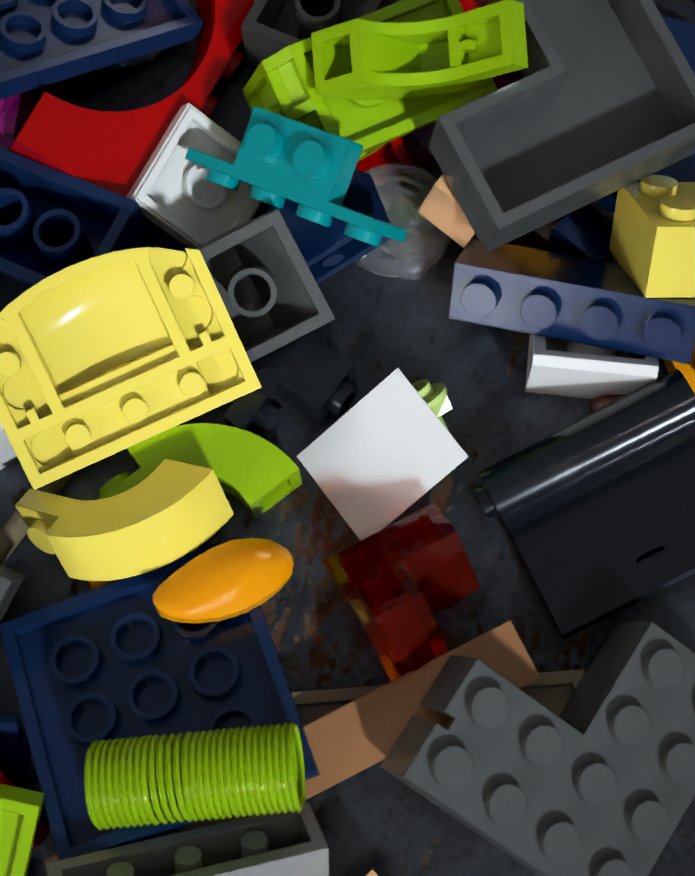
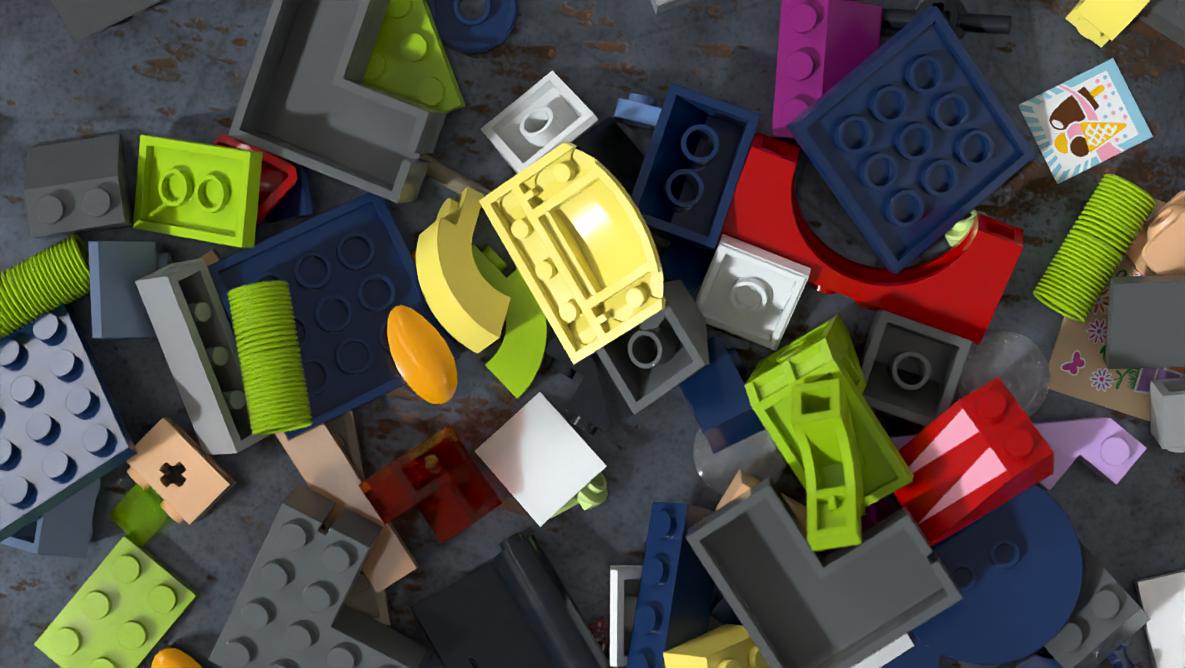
camera: 80 degrees right, 15 degrees up
(301, 165) = (740, 378): teal bracket -> none

